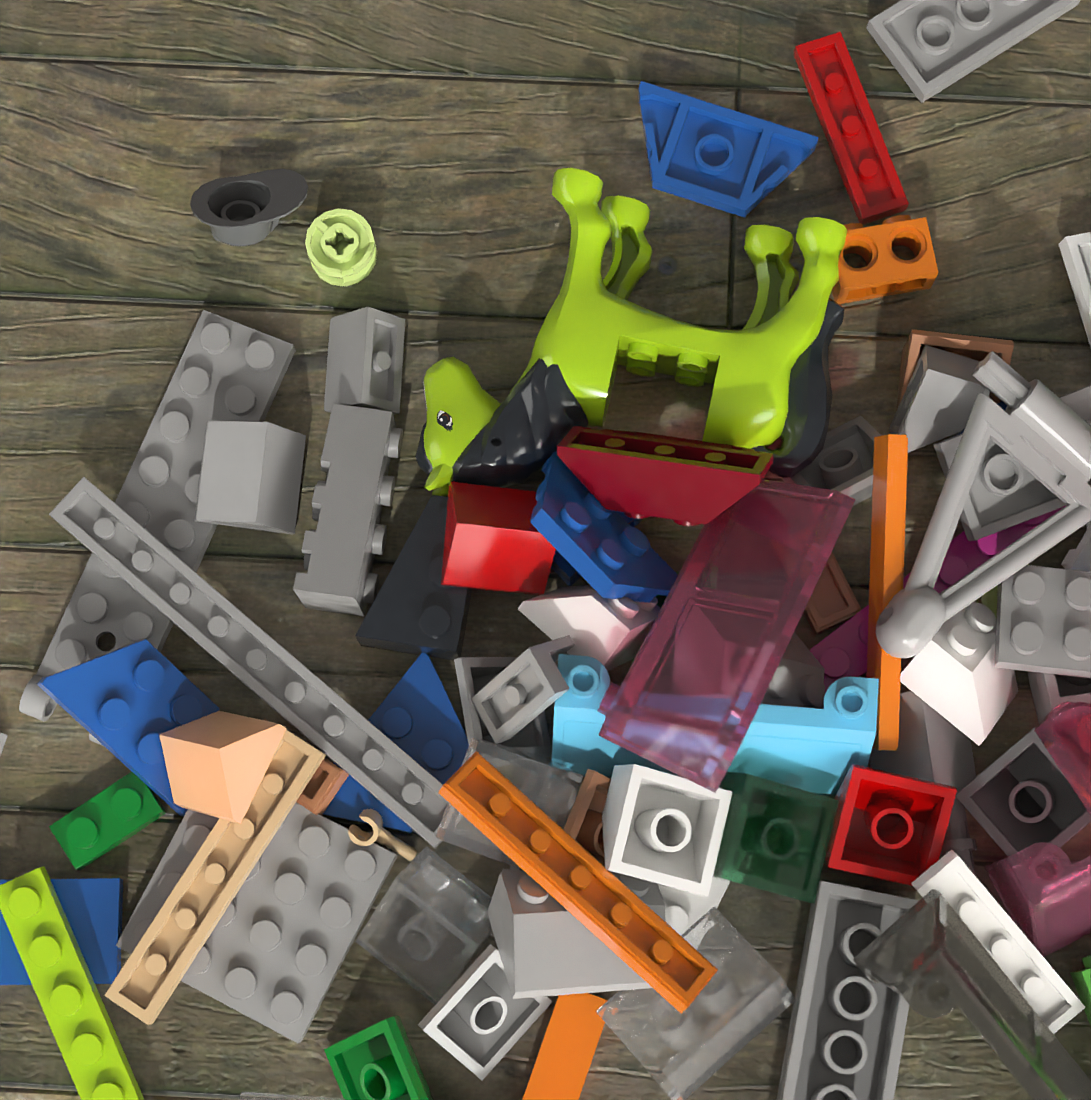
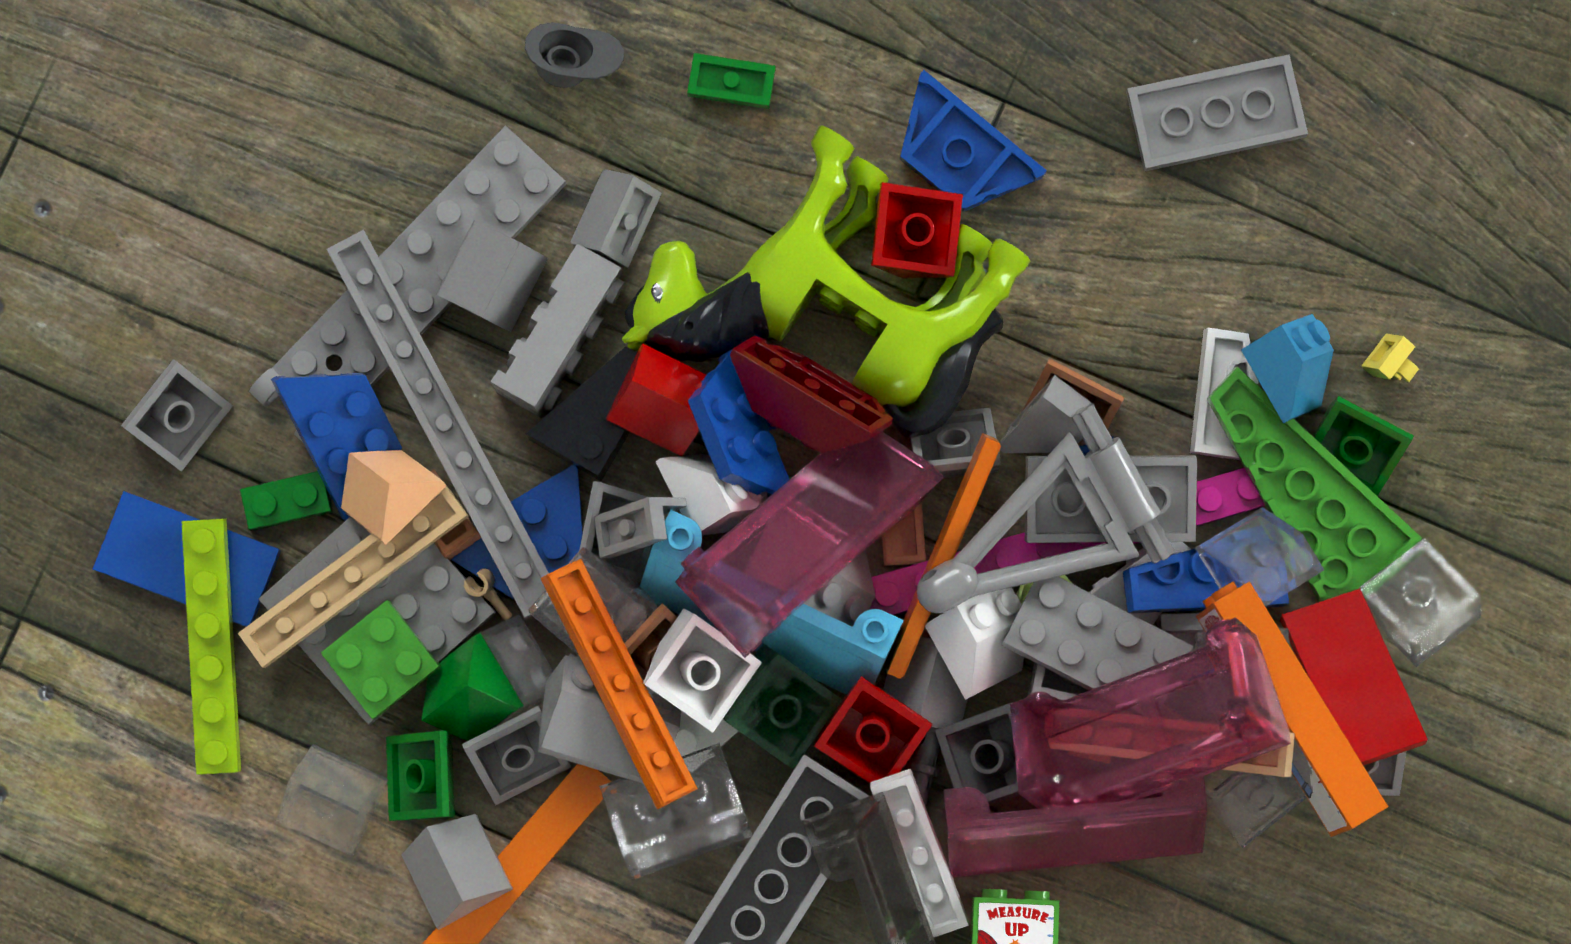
camera: 20 degrees right, 5 degrees up
(284, 961) = (380, 659): none -> bright green plate
(341, 247) = (633, 115): yellowish green wheel -> none
(402, 959) = (469, 692): none -> green slope
(435, 171) = (731, 81): none -> green plate
(706, 252) = (916, 231): none -> red slope
(850, 128) = (1077, 171): red plate -> none
(884, 270) = (1053, 300): orange brick -> none

